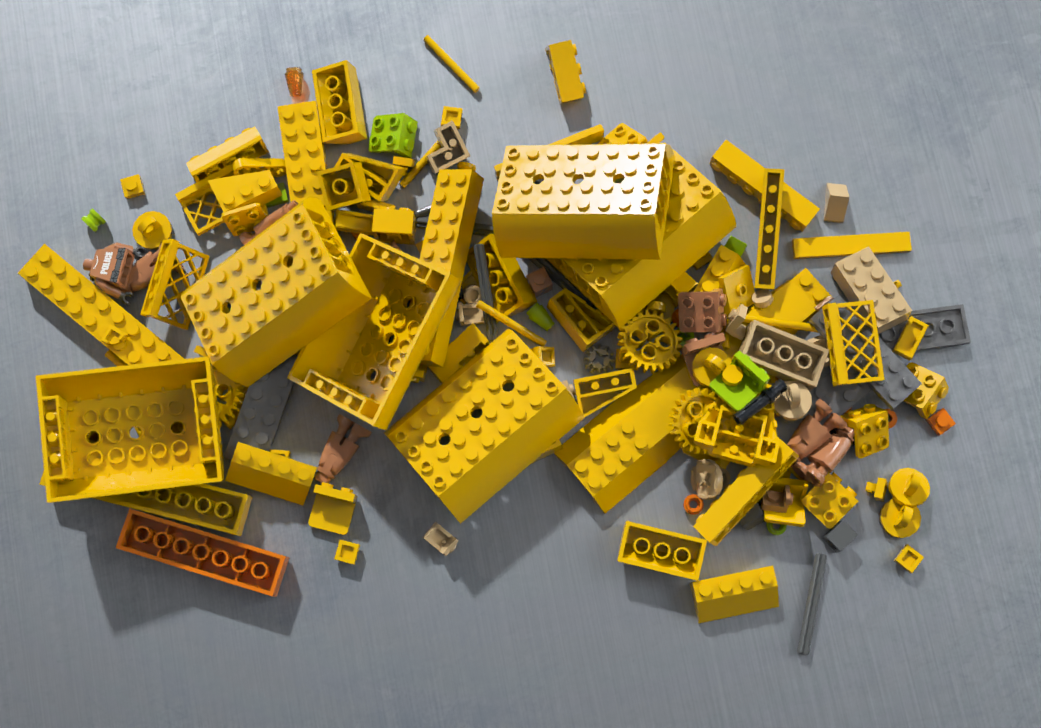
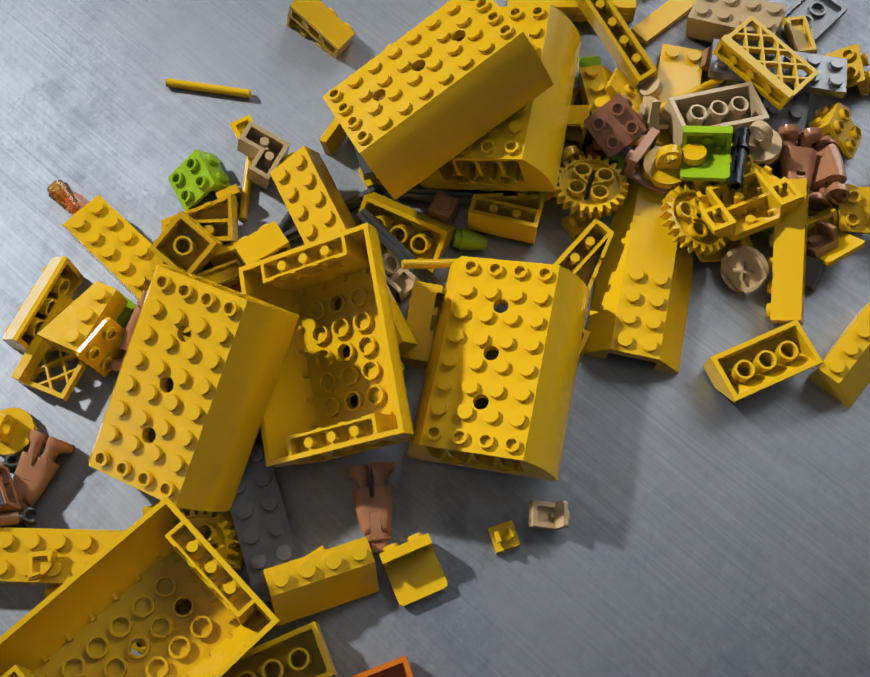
camera: 35 degrees left, 10 degrees down
(162, 275) = (53, 463): yellow fence -> none
(251, 165) = (69, 294): yellow beam -> none
(339, 103) = (124, 185): yellow slope -> none
(347, 552) = (463, 602): yellow plate -> none
(404, 531) = (503, 537): none -> yellow tile
(597, 368) = (558, 248): light grey gear -> none
(693, 511) = (751, 298): orange plate -> none
(772, 530) = (841, 267): lime plate -> none

